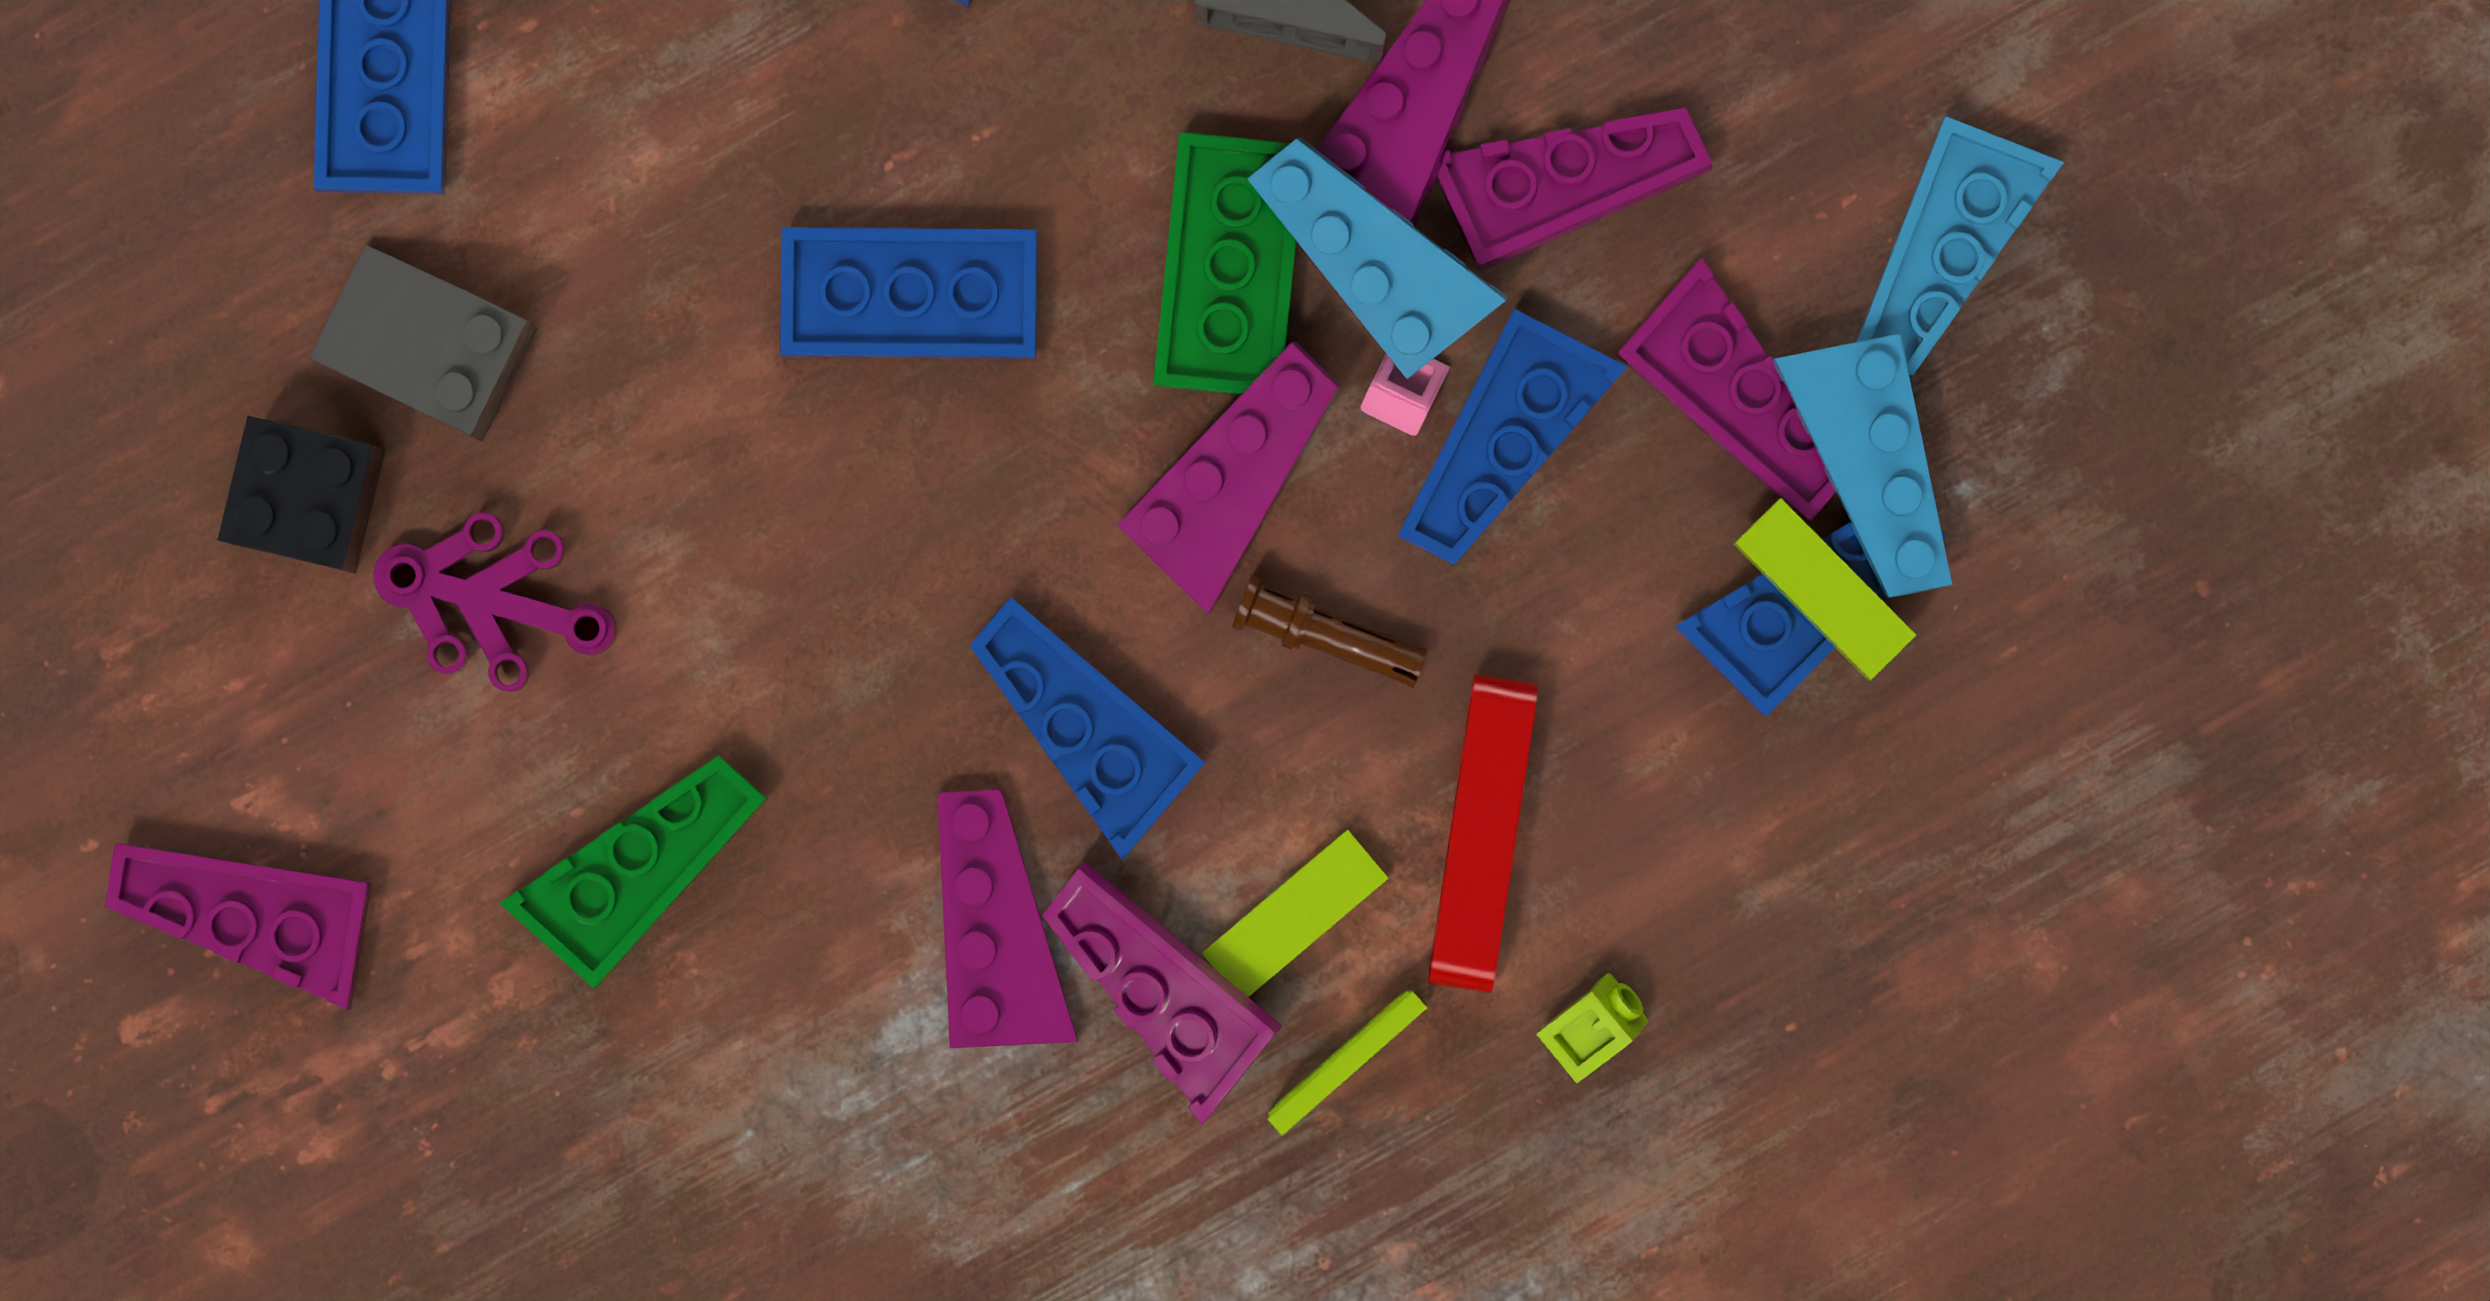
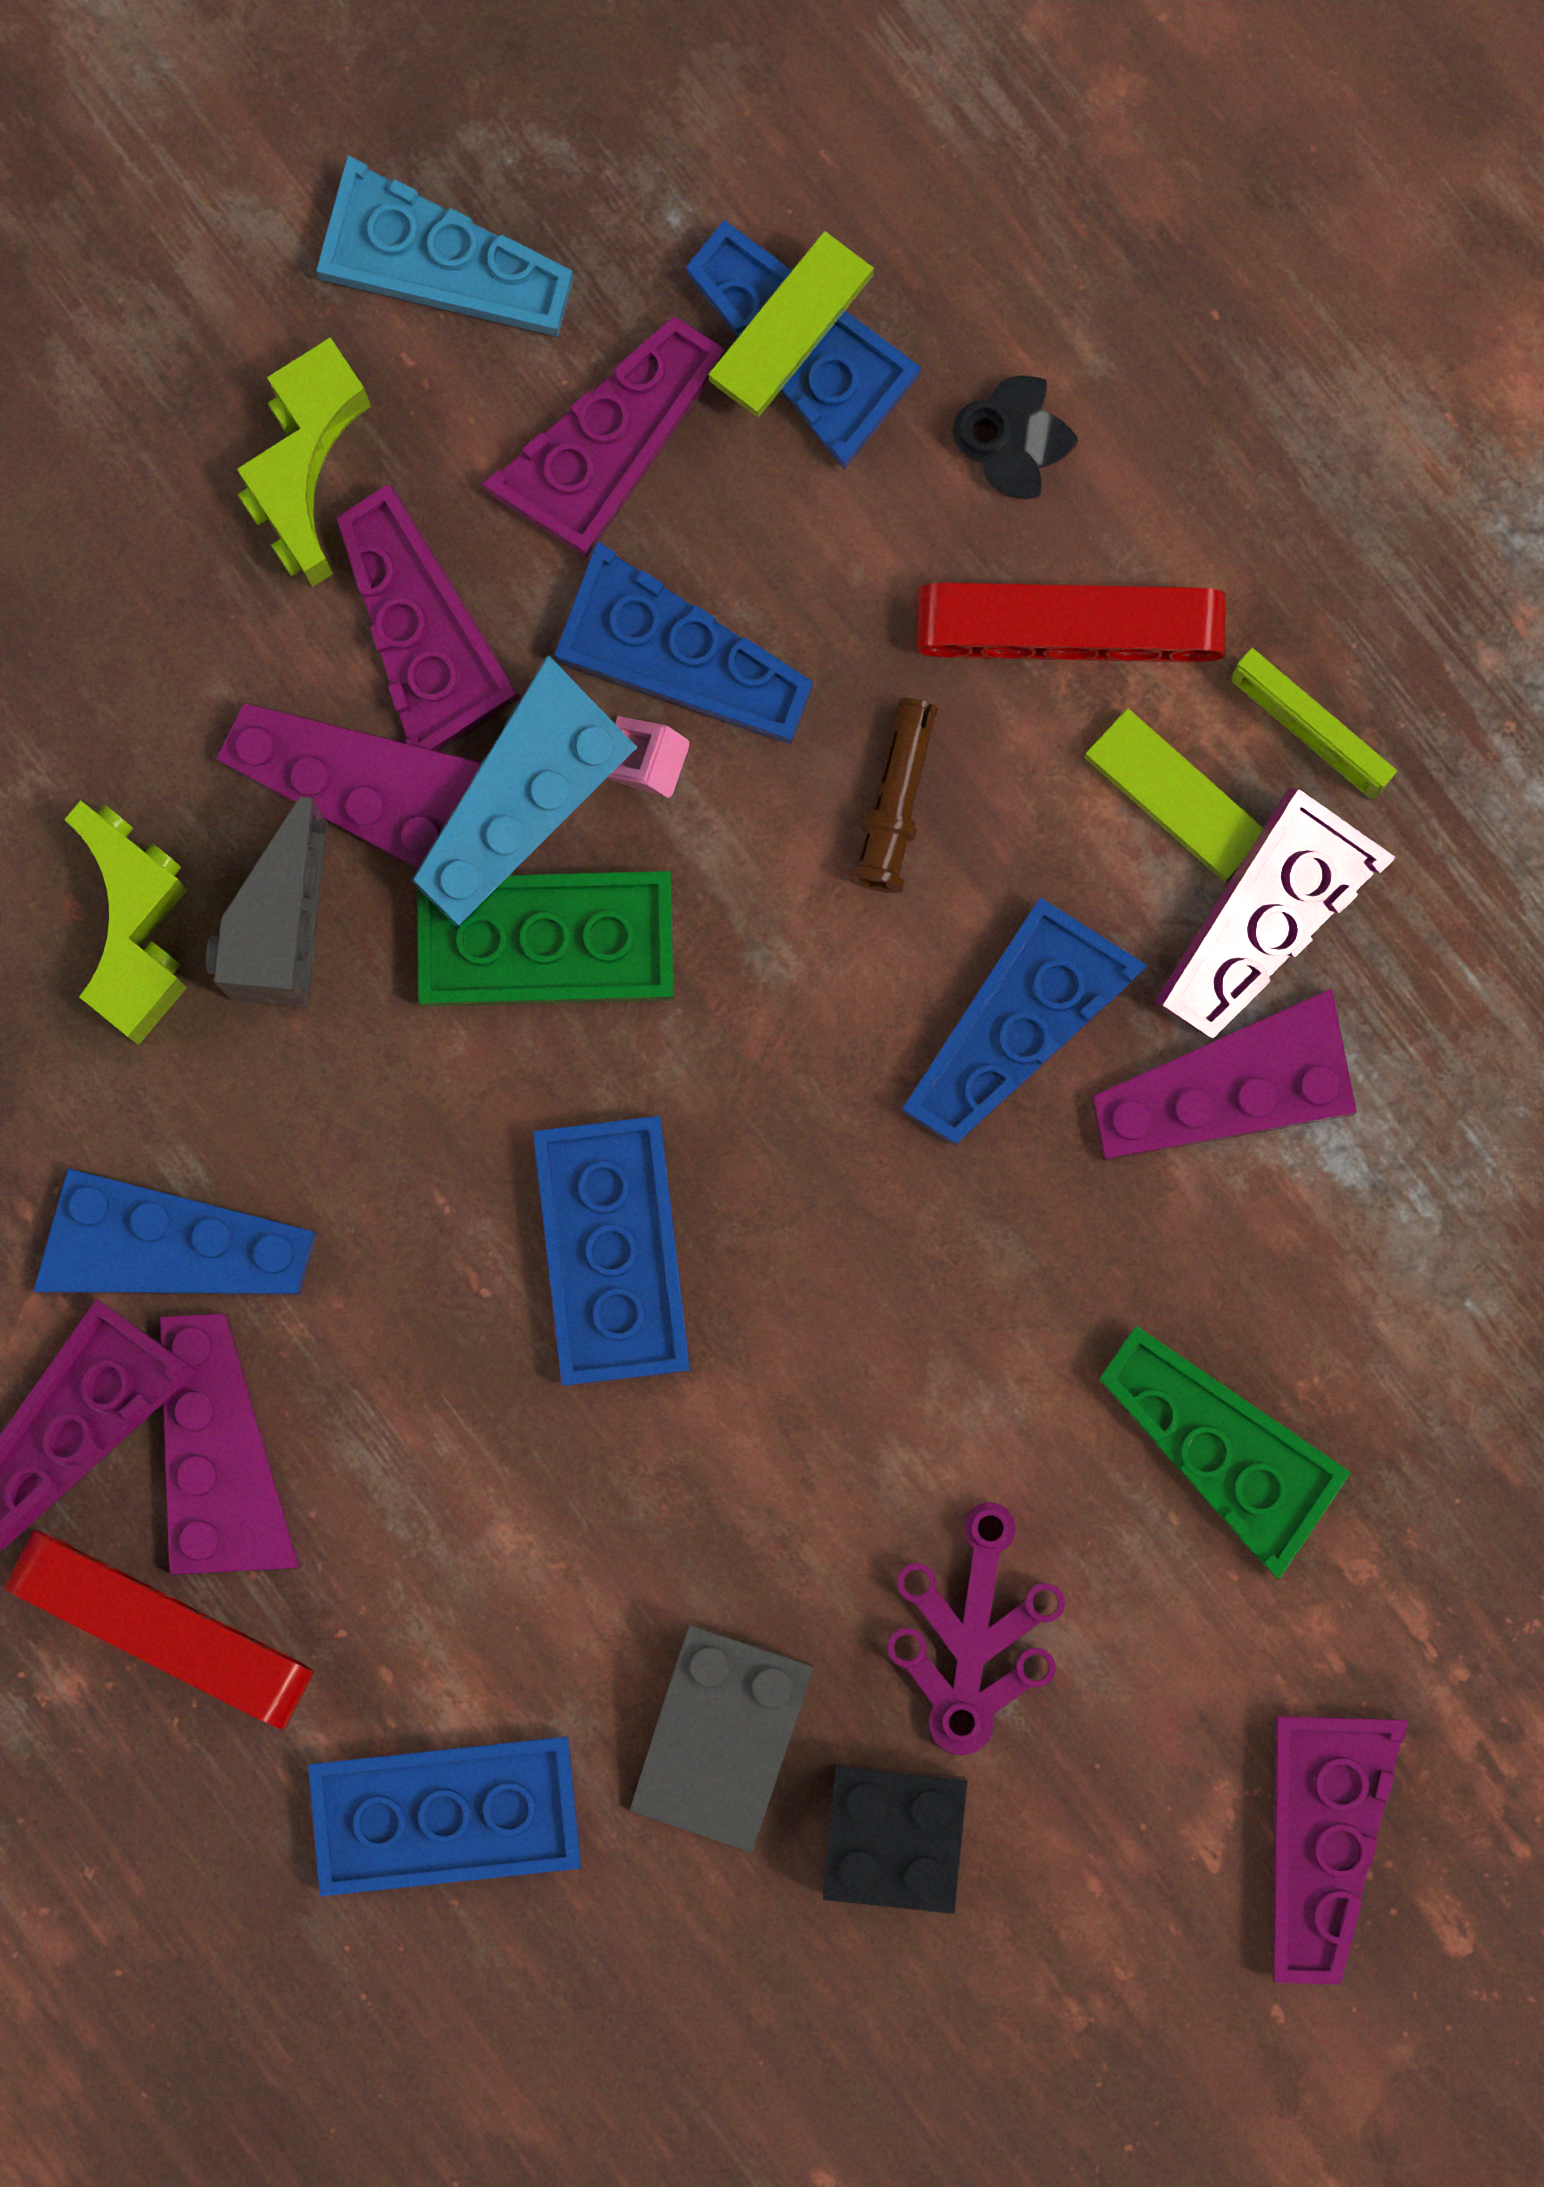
camera: 95 degrees left, 5 degrees down
(1220, 491) = (764, 914): magenta wing -> none
(1594, 1027) = (1245, 492): lime bracket -> none
(1685, 813) = (1023, 438): none -> black plate
(1723, 54) = (320, 400): none -> lime arch
(1869, 437) = (640, 299): dark azure wing -> none

